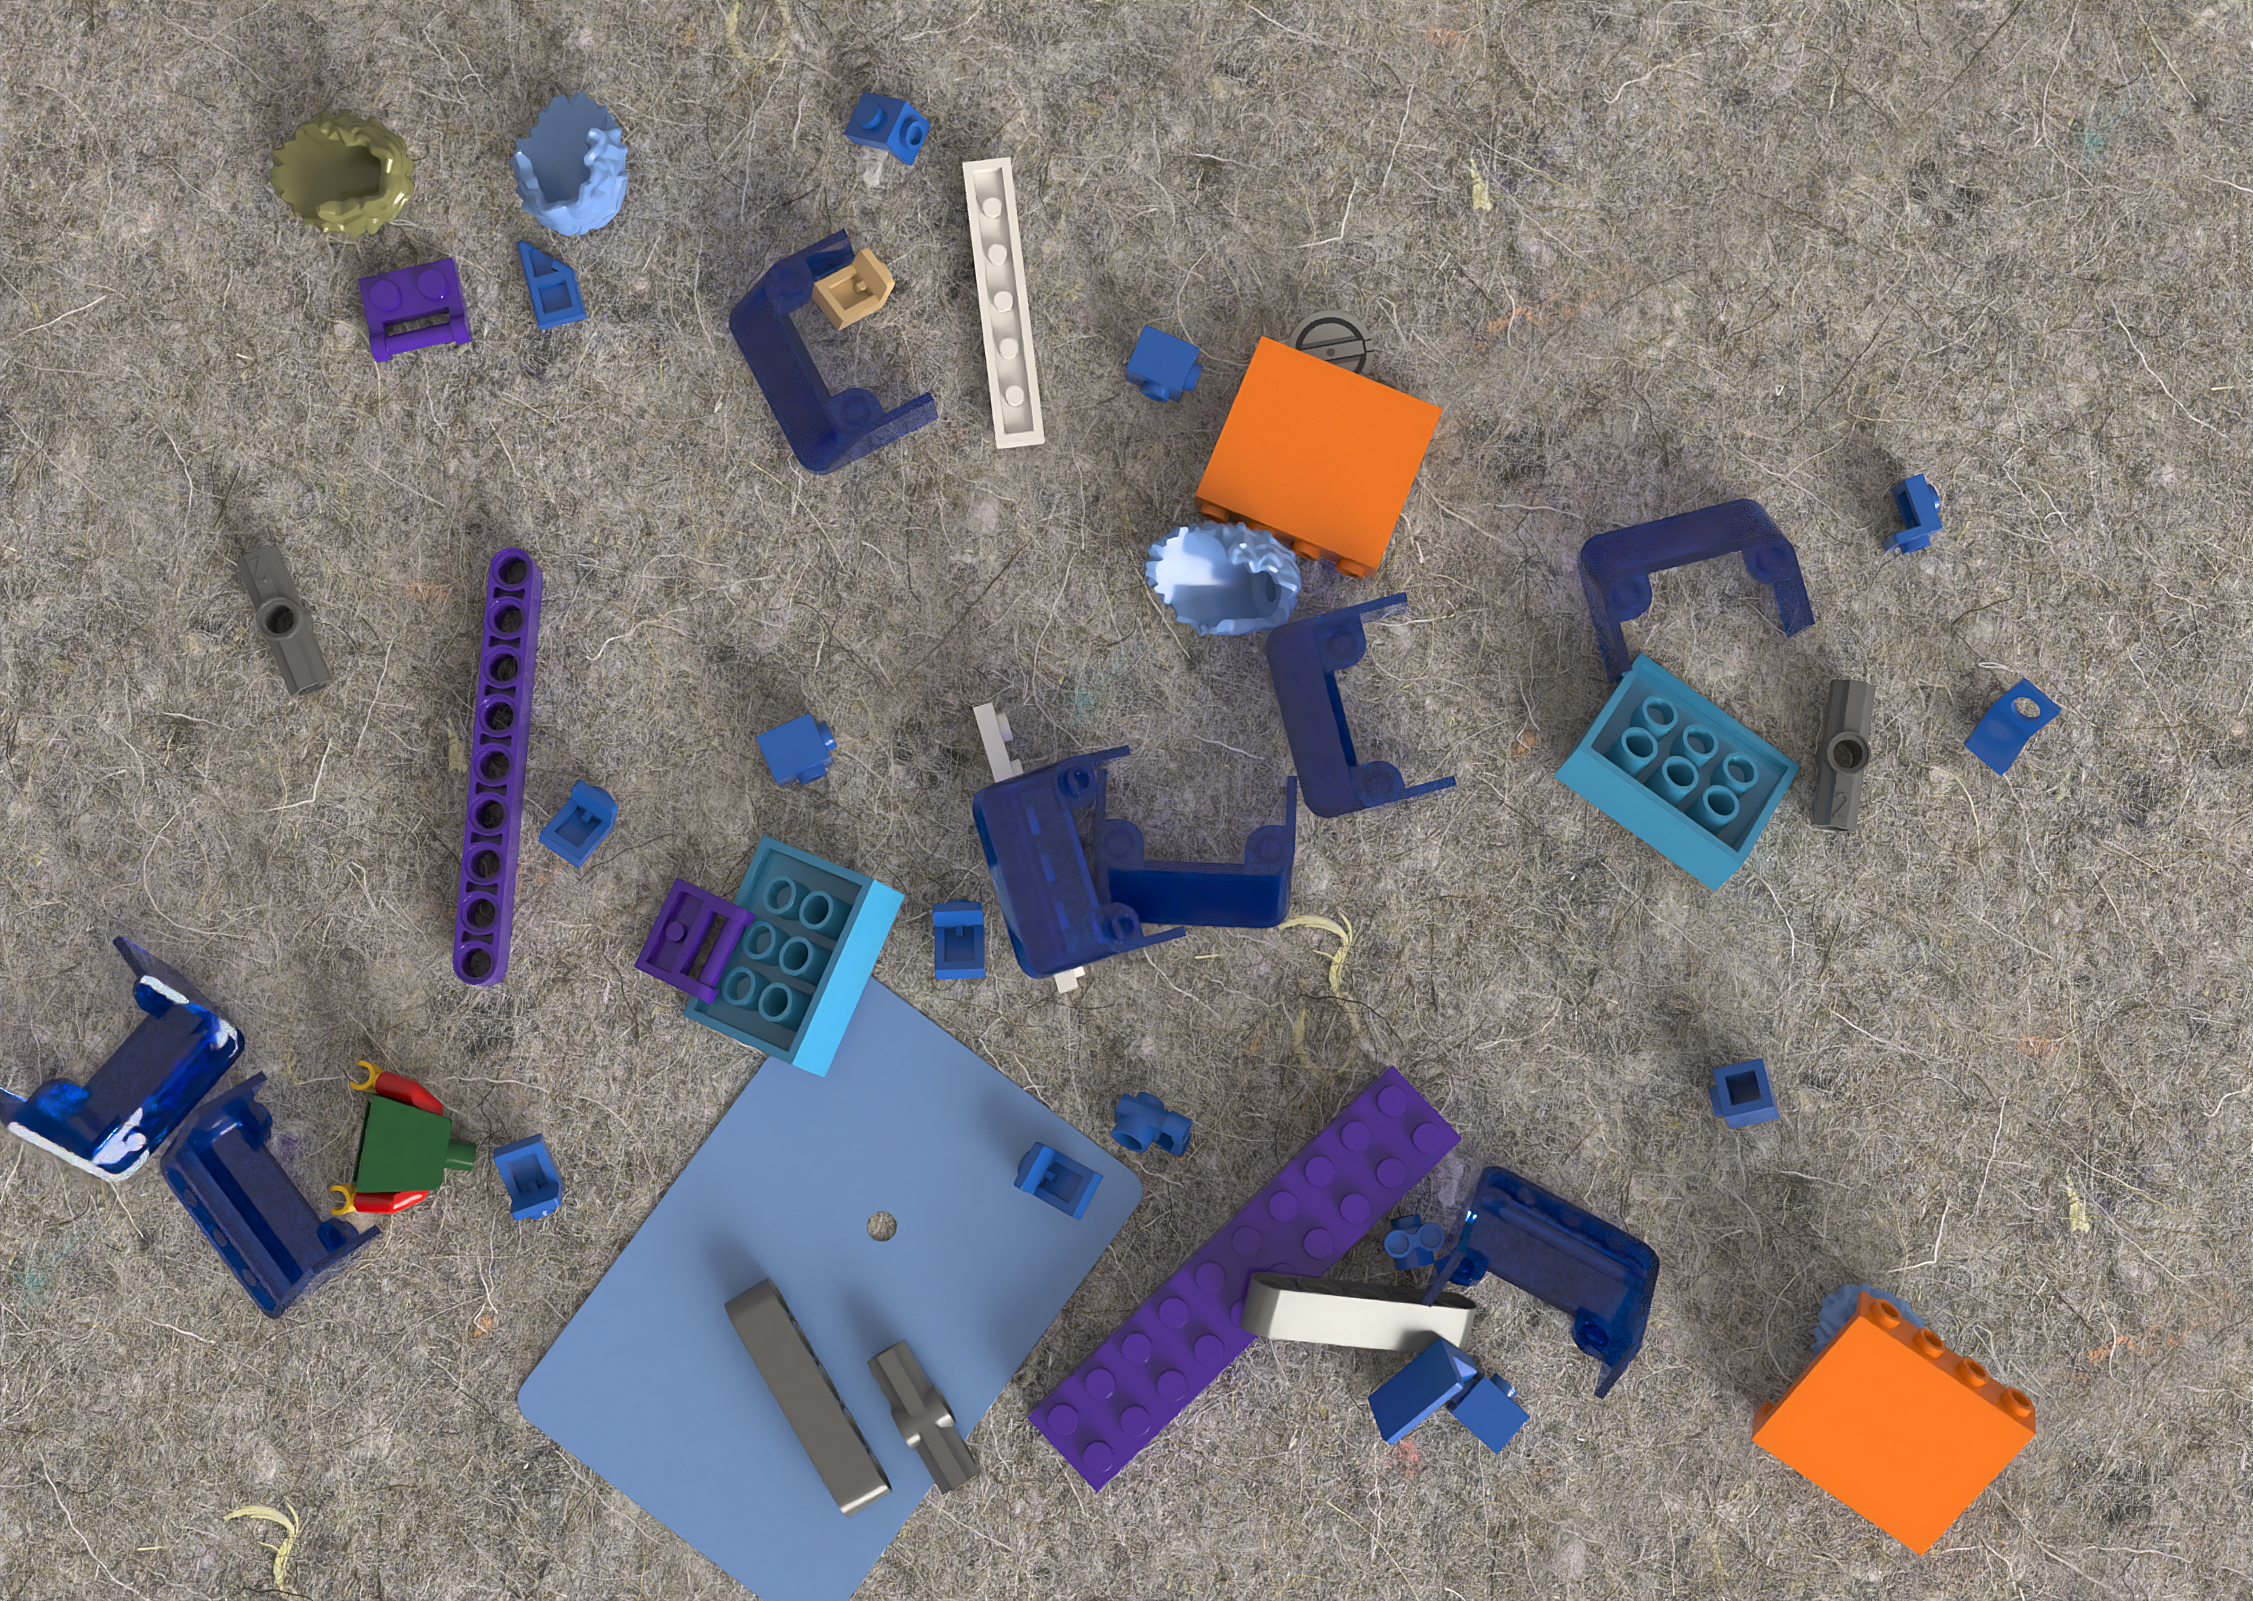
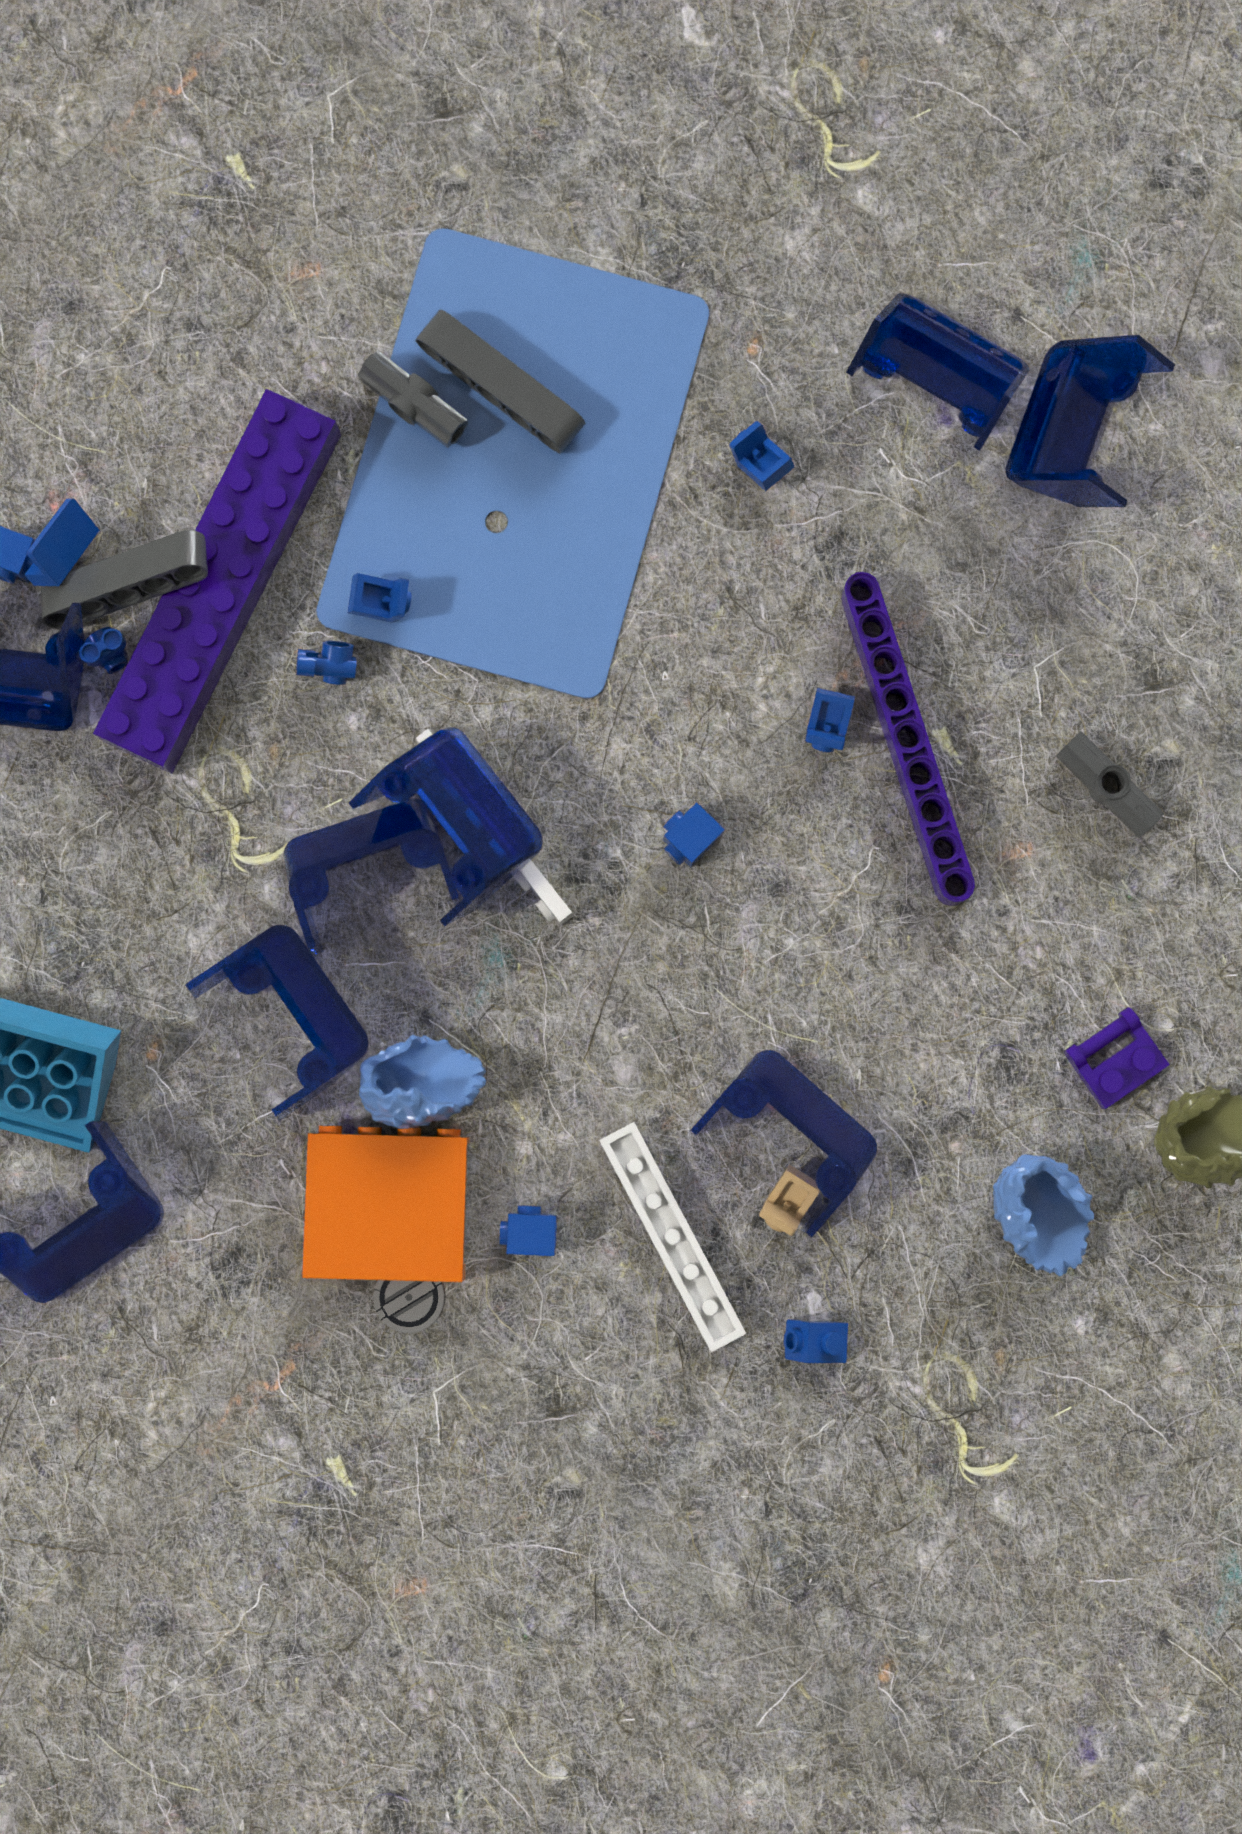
camera: 160 degrees right, 0 degrees up
(400, 1146) = (862, 442): dark green torso -> none
(551, 287) = (1021, 1116): blue tile -> none
(681, 934) = (722, 669): dark purple plate -> none
(802, 957) = (634, 684): dark azure slope -> none
(959, 940) = (517, 741): blue bracket -> none

